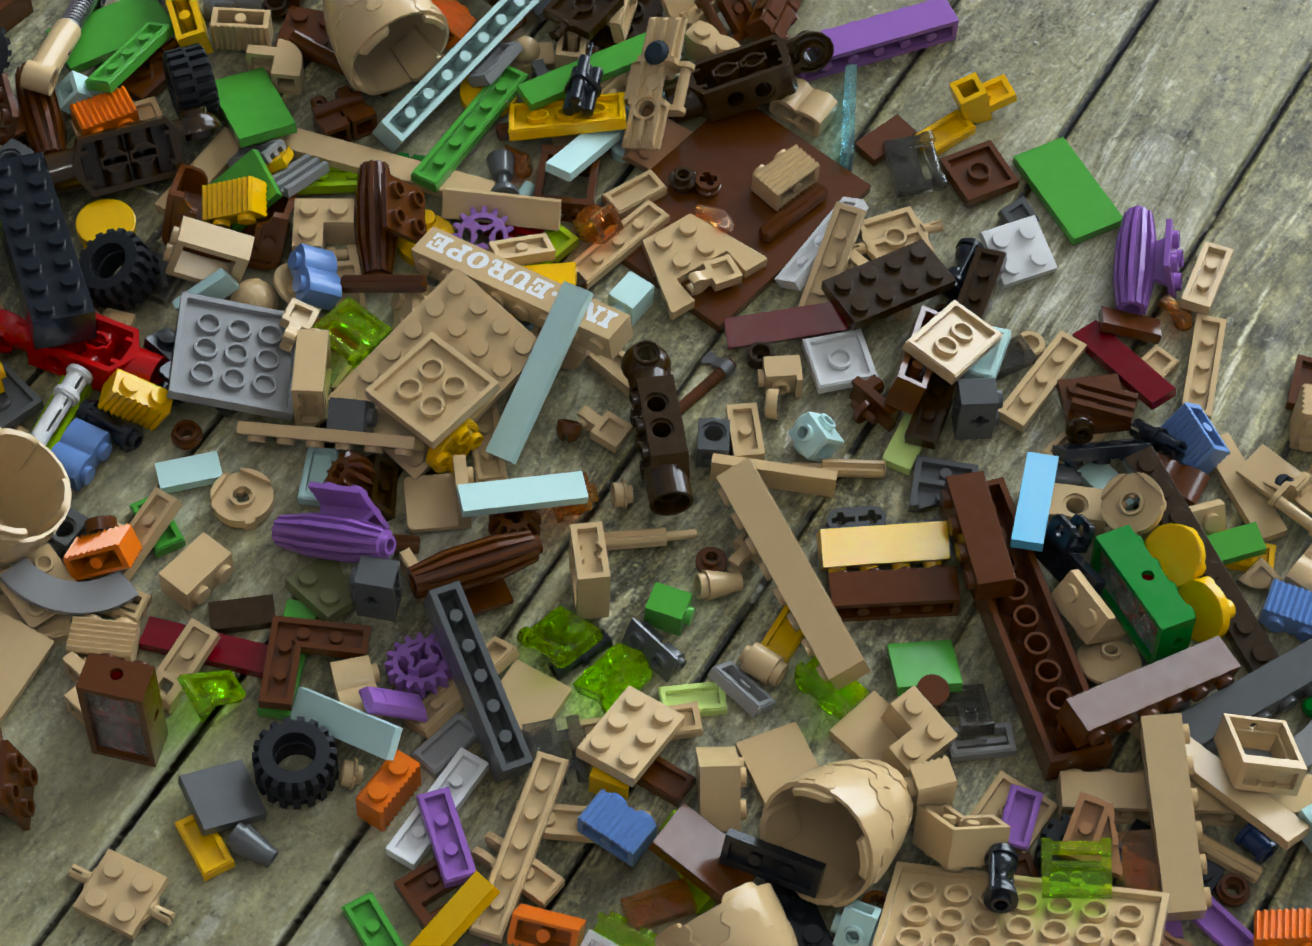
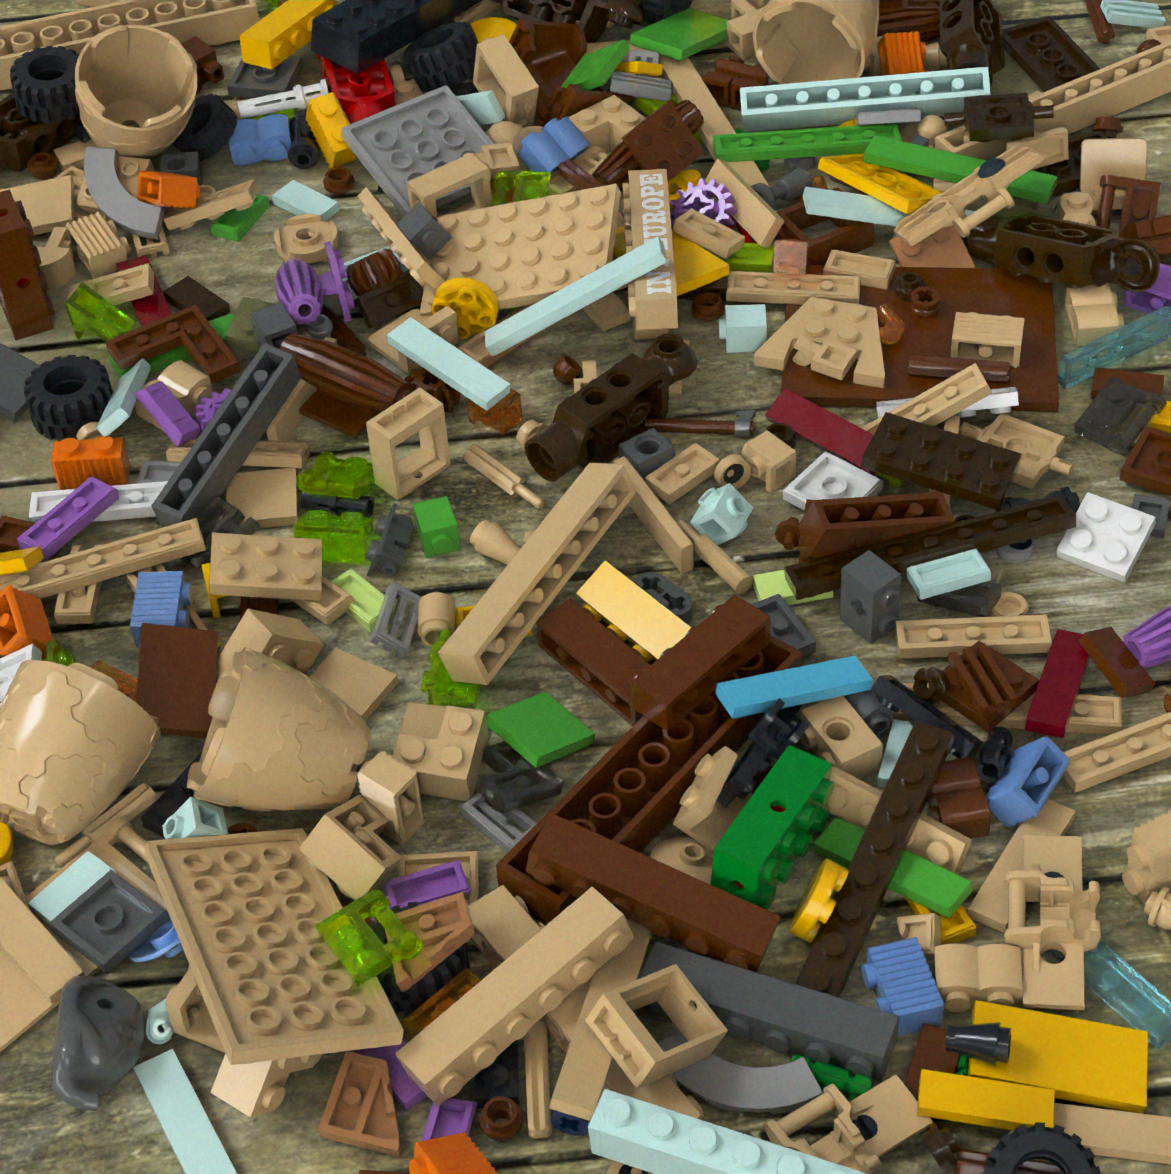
camera: 60 degrees right, 10 degrees down
(100, 523) = (191, 170): reddish brown tile -> none
(196, 572) = (209, 253): tan brick -> none
(234, 201) = (568, 64): yellow brick -> none
(432, 390) = (481, 245): tan plate -> none
(583, 87) = (913, 160): black piece -> none
(711, 553) = (517, 525): reddish brown plate -> none
(772, 863) = (193, 716): black plate -> none
(934, 689) = (502, 737): reddish brown tile -> none
(952, 342) = (913, 527): tan tile -> none
(1001, 864) = (335, 887): black piece -> none
(1133, 485) = (859, 771): tan plate -> none
(1178, 552) = (847, 830): yellow tile -> none

